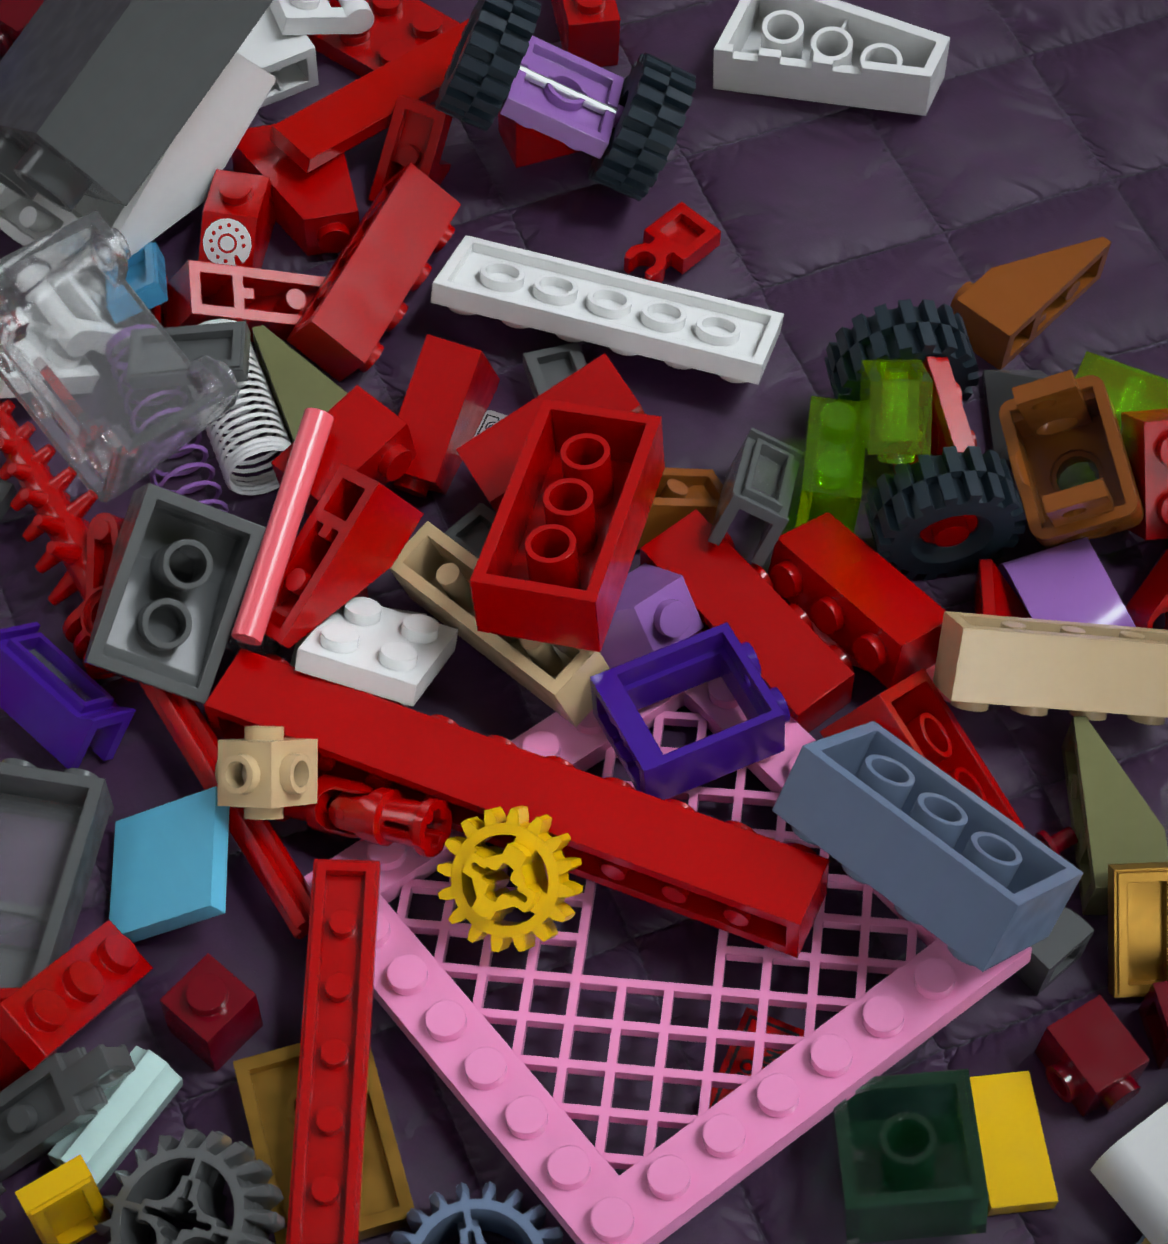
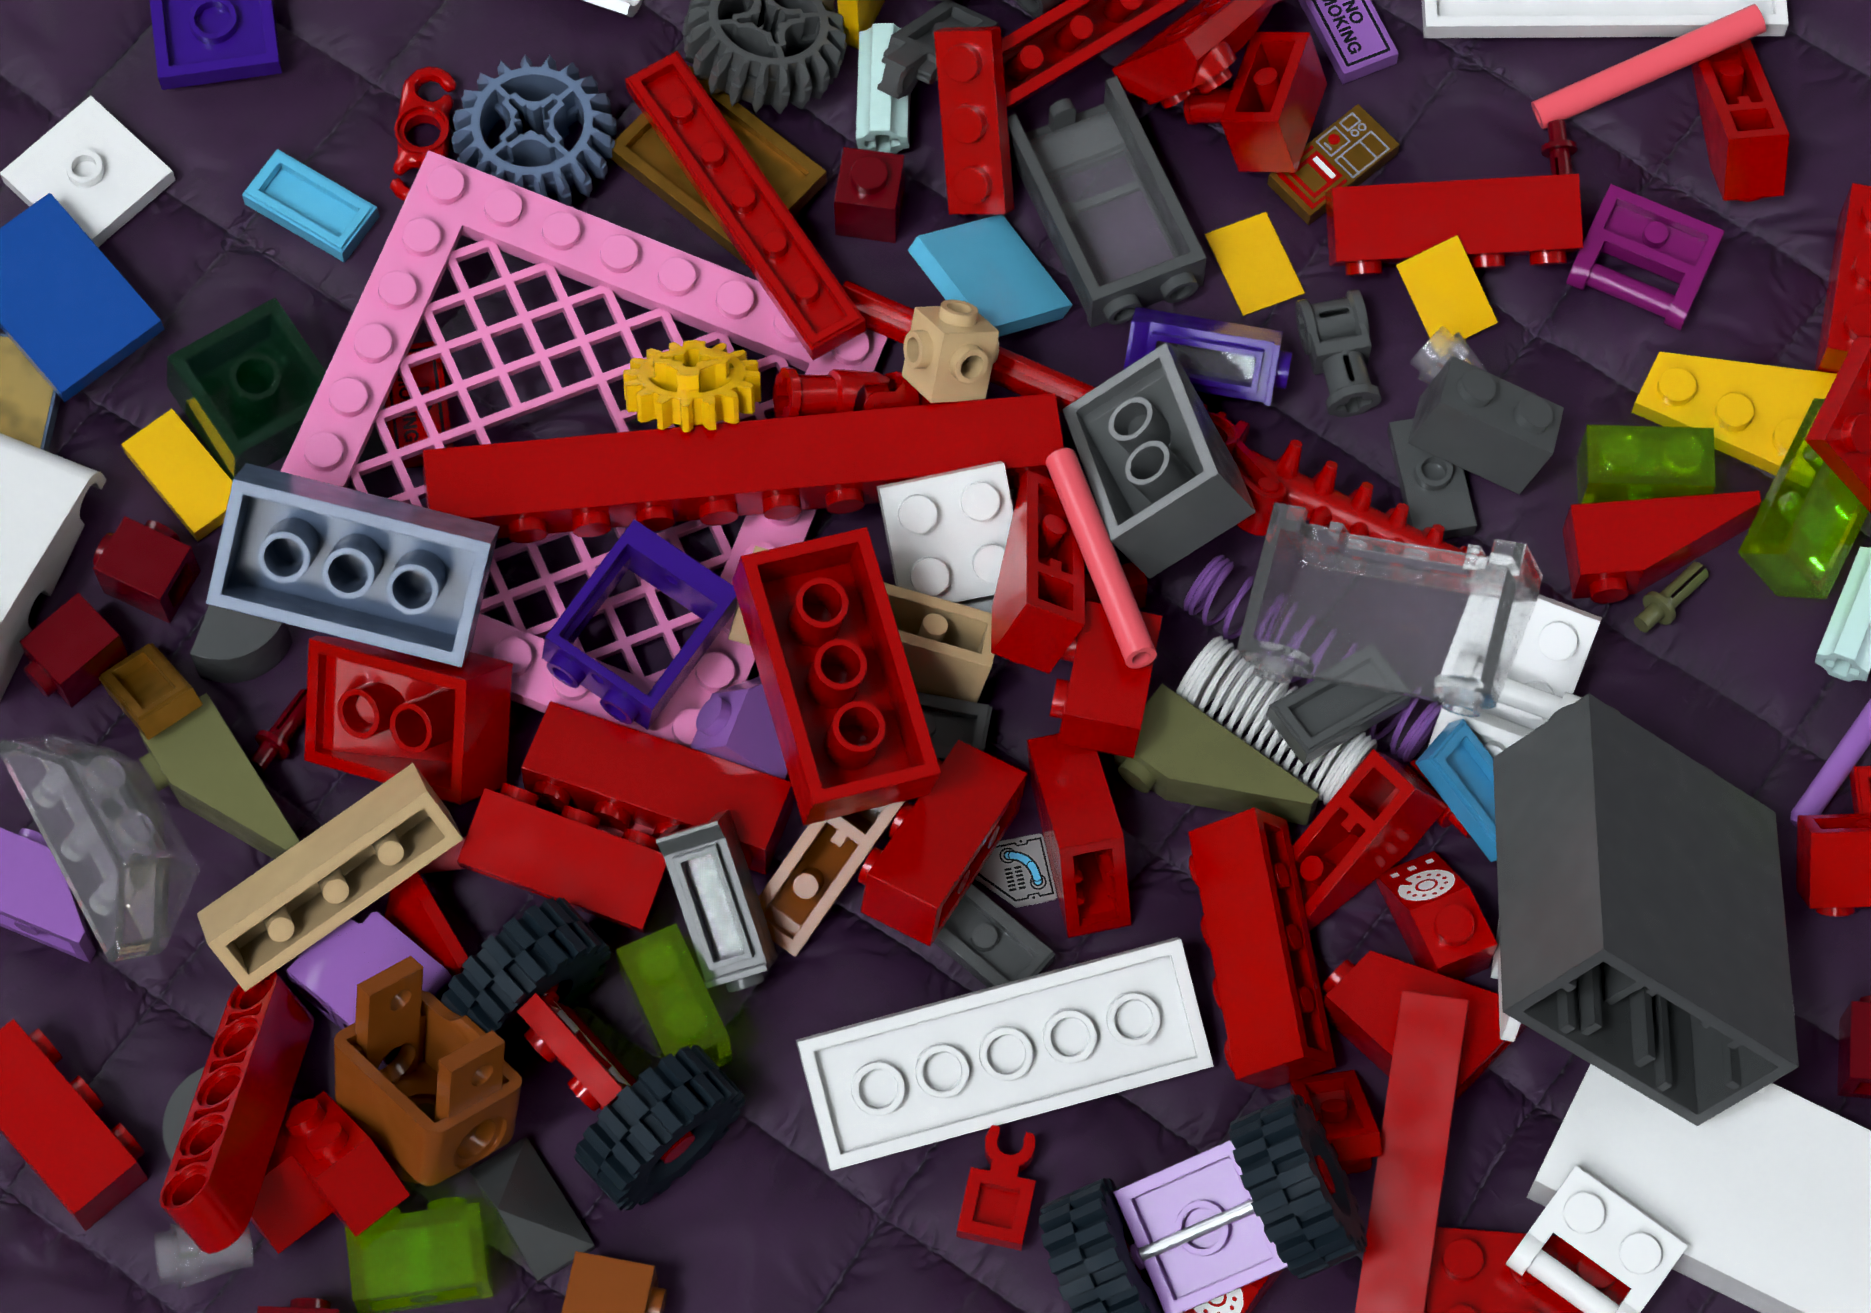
camera: 150 degrees right, 10 degrees up
(895, 409) = (616, 992): clear neon green brick -> none

